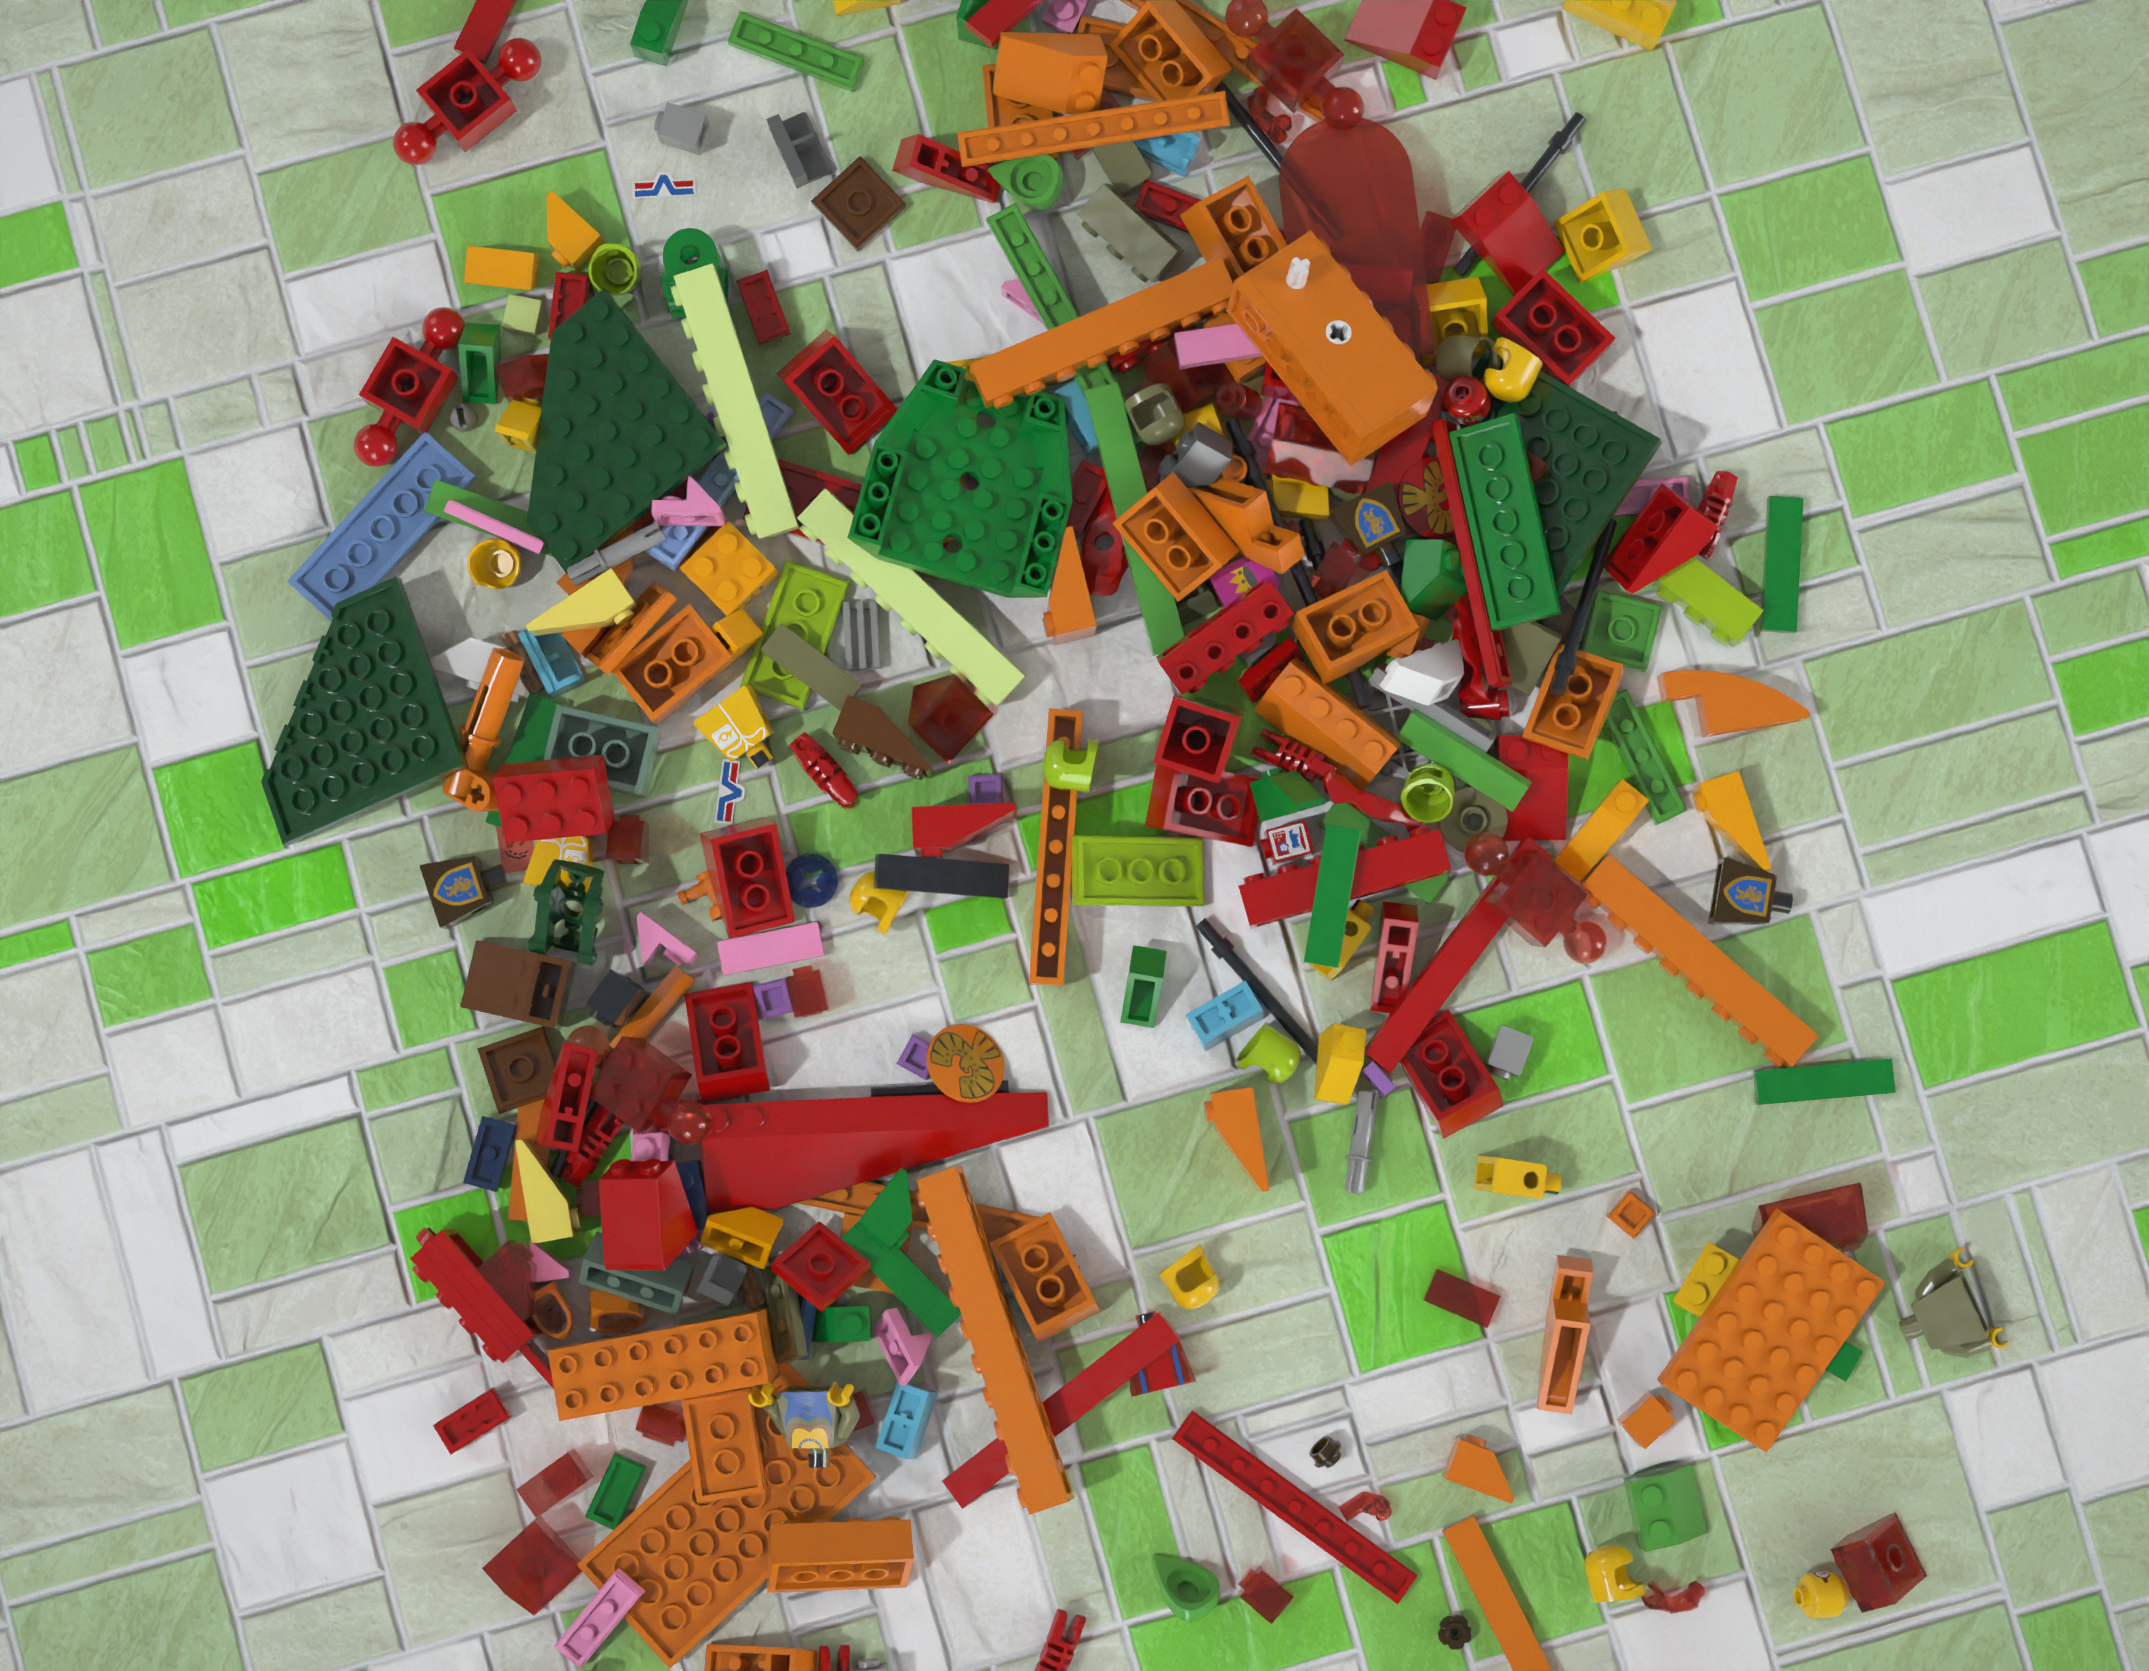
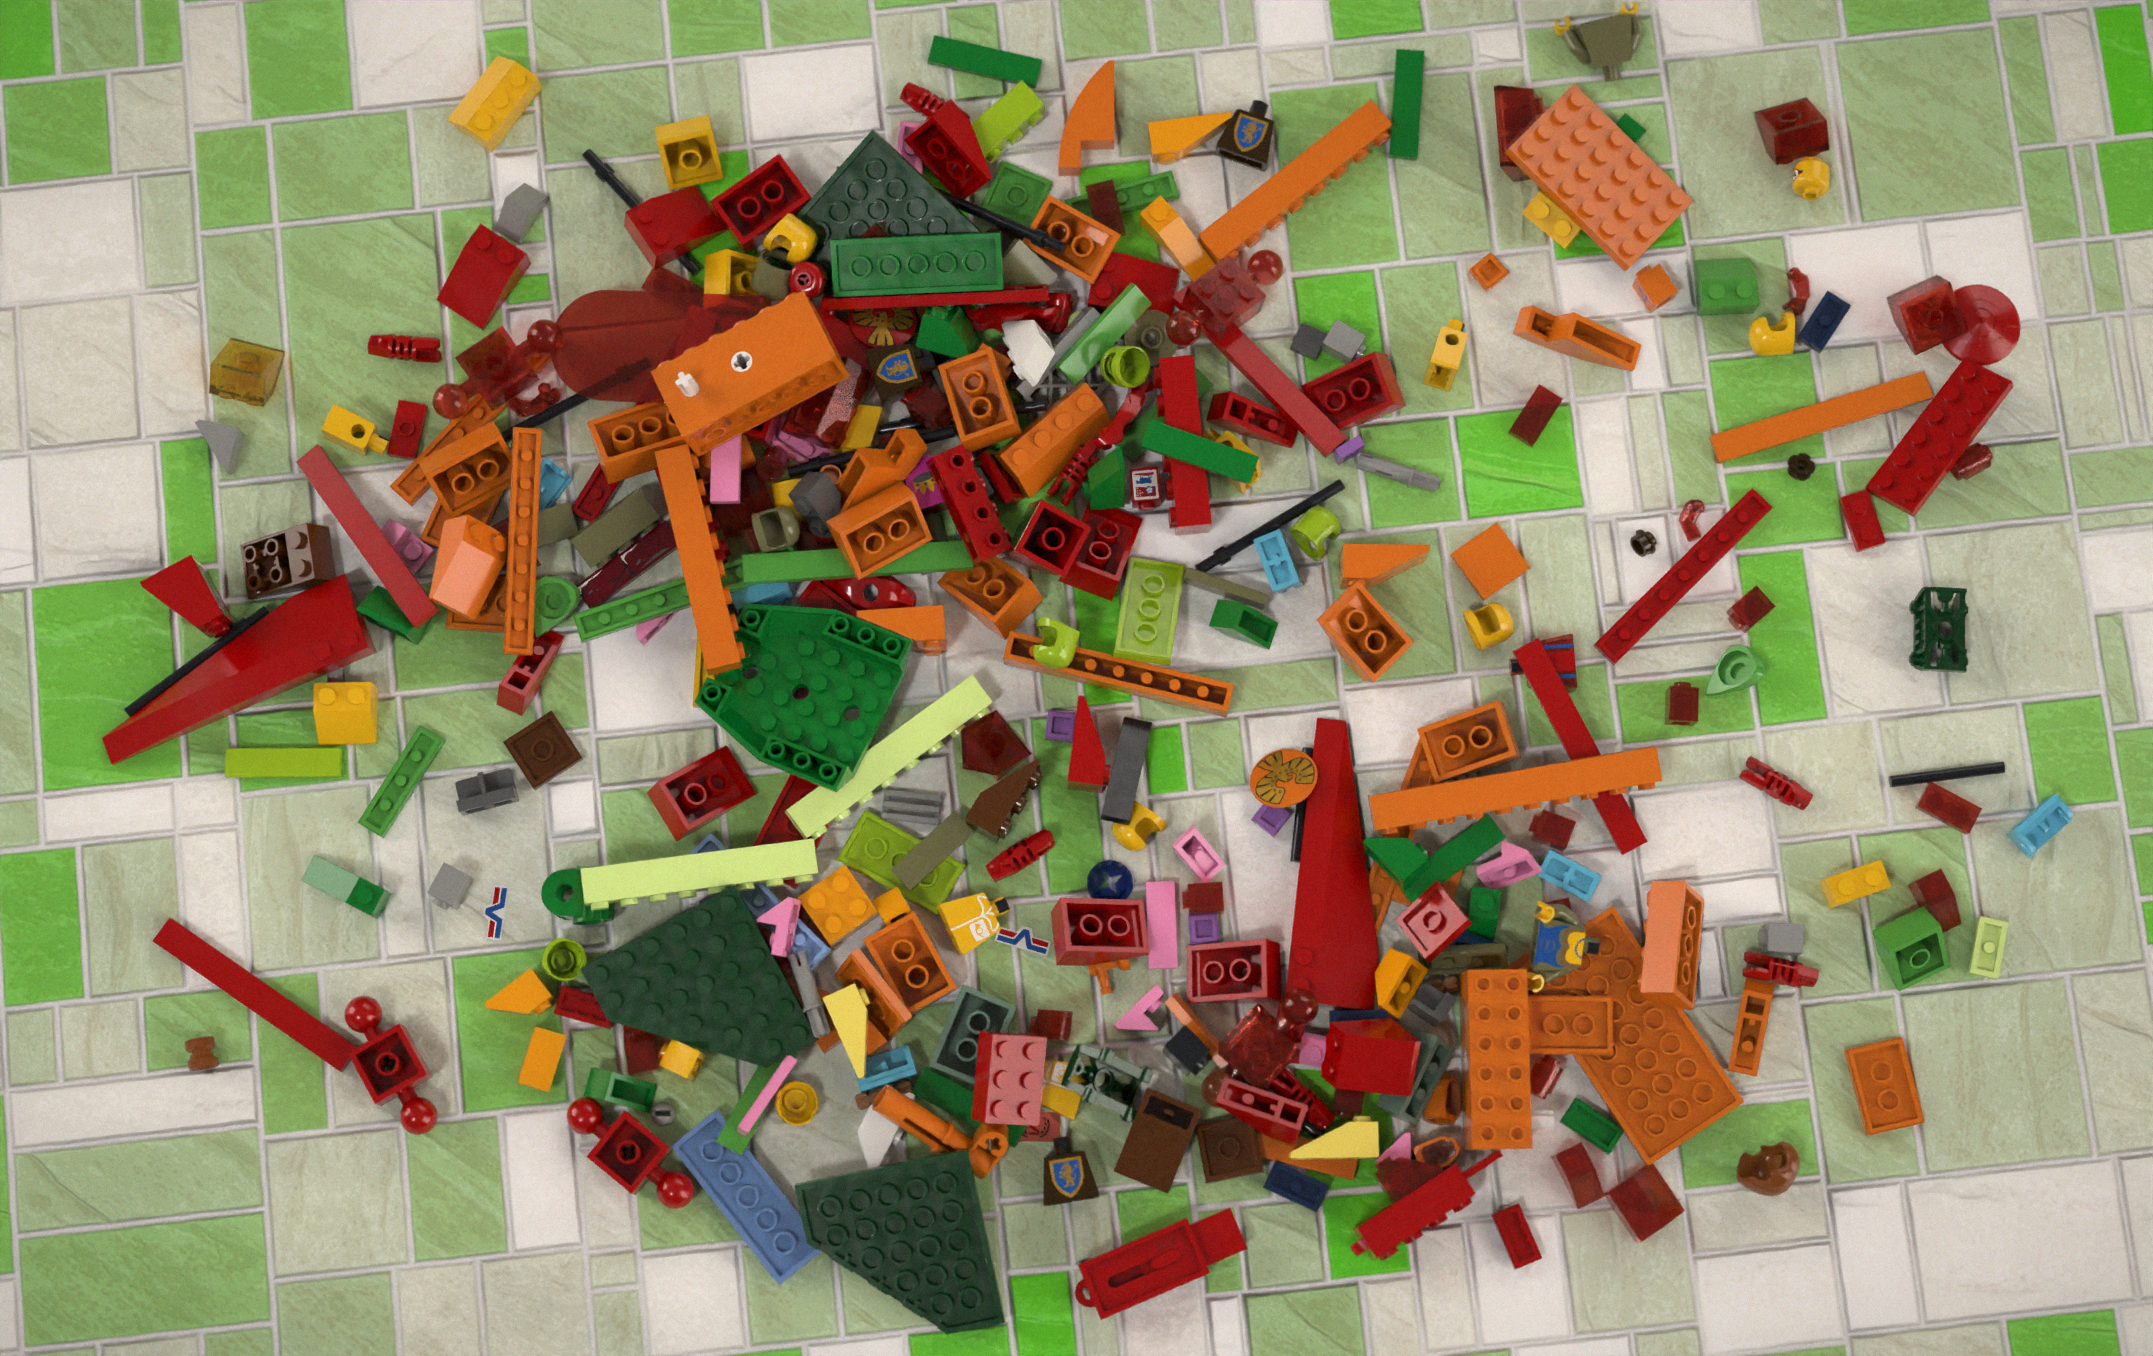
camera: 80 degrees left, 5 degrees down
(374, 1006) = (1157, 1263): none -> red piece
(522, 314) = (584, 1049): yellowish green tile -> none
(599, 1618) = (1695, 1153): bright pink tile -> none
(763, 307) = (617, 843): red plate -> none
(856, 977) = (1198, 855): none -> bright pink slope
(956, 1391) = (1551, 830): none -> clear red brick
(1086, 254) = (628, 565): none -> dark red tile
(1127, 686) = (993, 594): none -> orange slope
(1135, 1526) = (1681, 704): none -> clear red brick
(1152, 1130) = (1364, 633): none -> orange slope
(1182, 958) = (1225, 588): none -> olive tile
(1271, 1269) = (1490, 561): none -> orange tile
(1339, 1063) = (1332, 476): yellow slope -> none
(1477, 1468) = (1673, 425): orange slope -> none
(1494, 54) = (520, 212): none -> light grey slope
(1504, 1009) = (1308, 341): none -> dark grey tile
(1623, 738) = (1105, 205): none -> clear red plate
(1641, 1635) = (1823, 322): none -> dark blue plate

